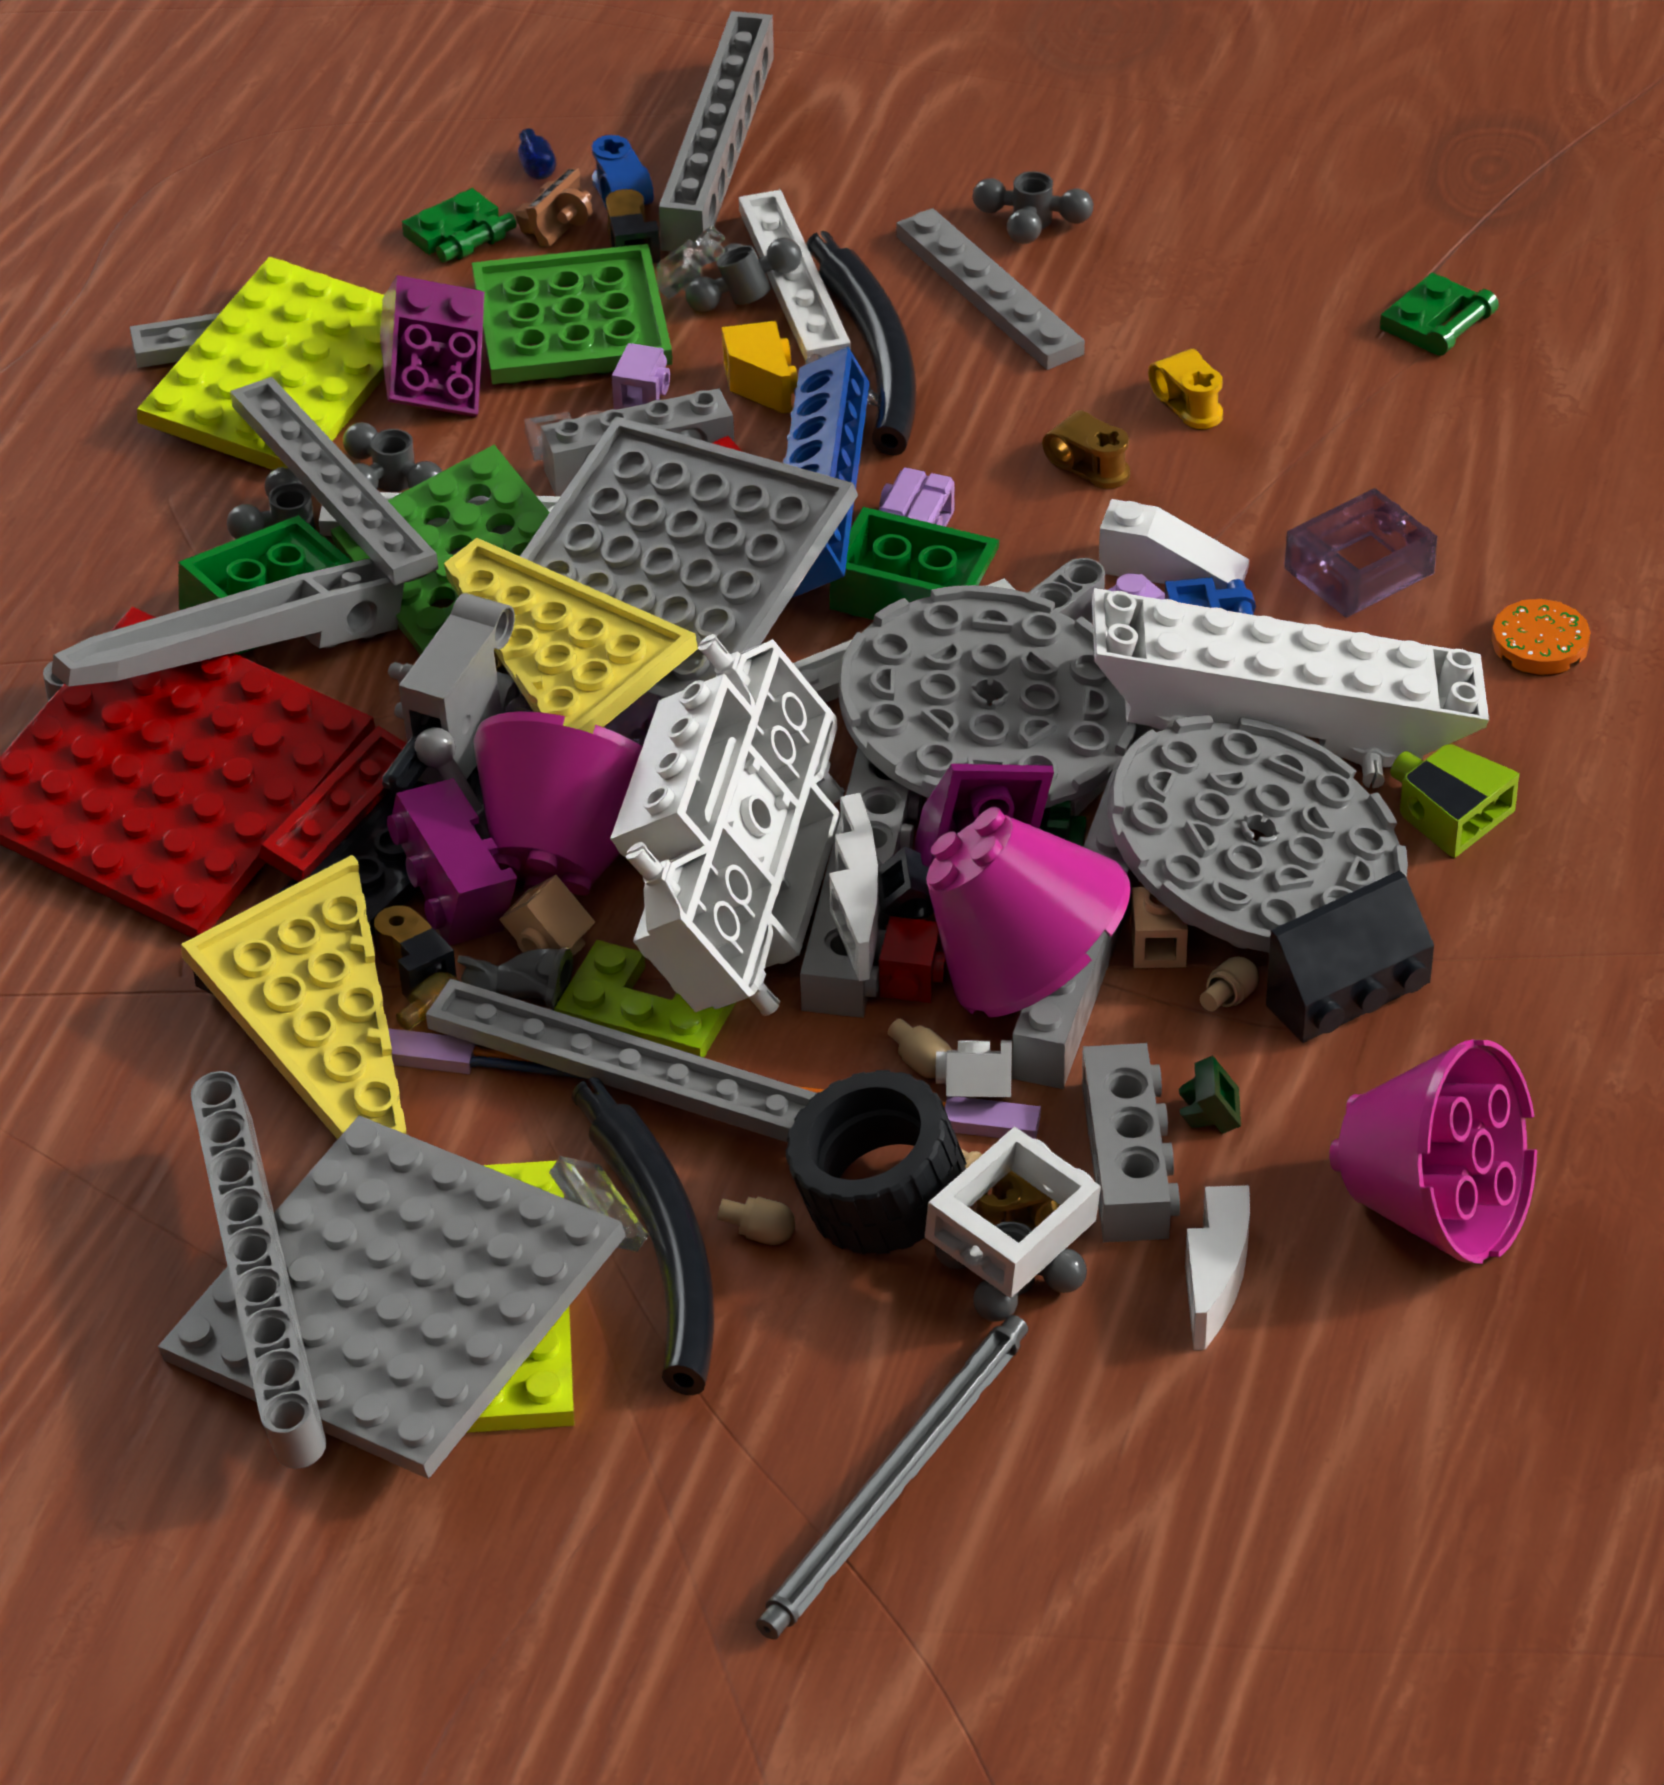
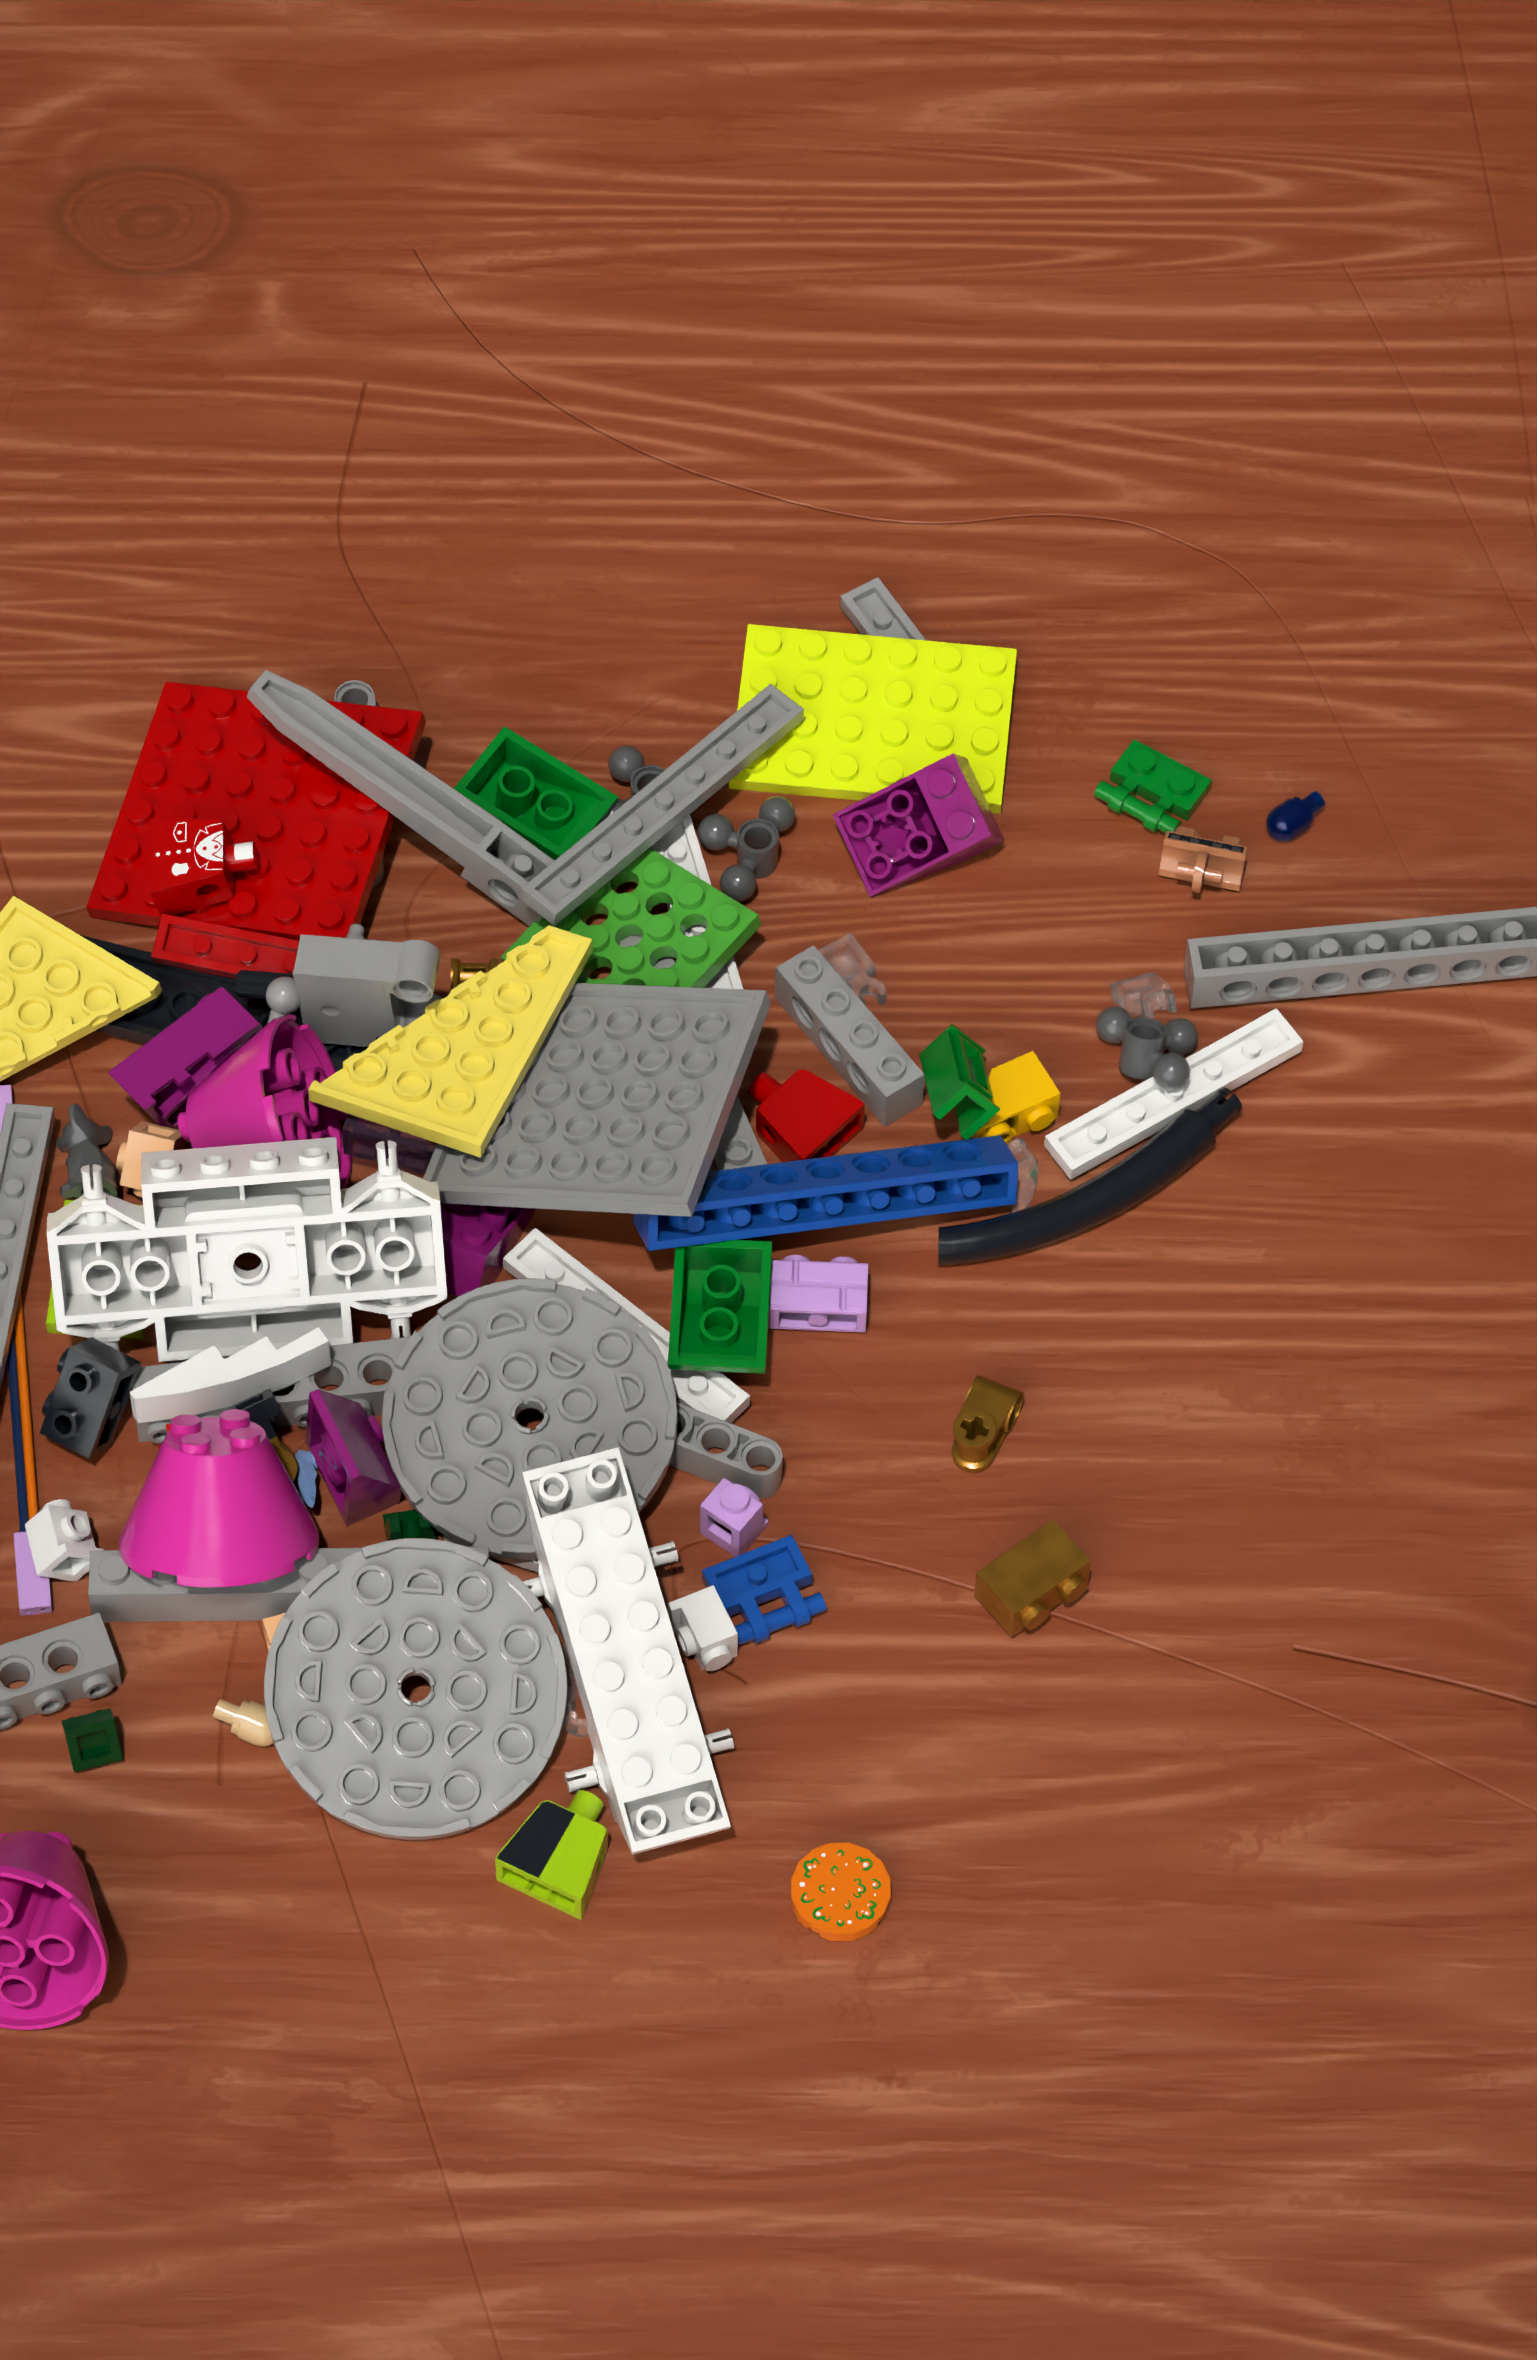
camera: 70 degrees right, 15 degrees up
(217, 803) = (194, 863): none -> red torso
(411, 946) = (90, 1083): leg -> none
(422, 999) = (50, 1098): clear yellow cylinder -> none
(547, 302) = (1031, 948): bright green piece -> none
(619, 168) = (1274, 895): blue piece -> none
(628, 224) = (1203, 918): black leg -> none
(640, 376) = (954, 1004): lavender brick -> none
(740, 368) = (958, 1079): none -> green window
(825, 1007) = (89, 1397): none -> black brick
(918, 1046) = (97, 1492): tan cylinder -> none
(990, 289) = (1231, 1272): light grey plate -> none
(1031, 203) = (1334, 1273): dark grey piece -> none
(1163, 547) = (846, 1530): white slope -> none
(1188, 388) = (1118, 1488): yellow piece -> none
(1270, 446) = (1033, 1579): none -> pearl gold brick
(1315, 562) = (889, 1644): window -> none
(1348, 958) = (280, 1807): black slope -> none
(1428, 305) = (1348, 1681): green plate -> none

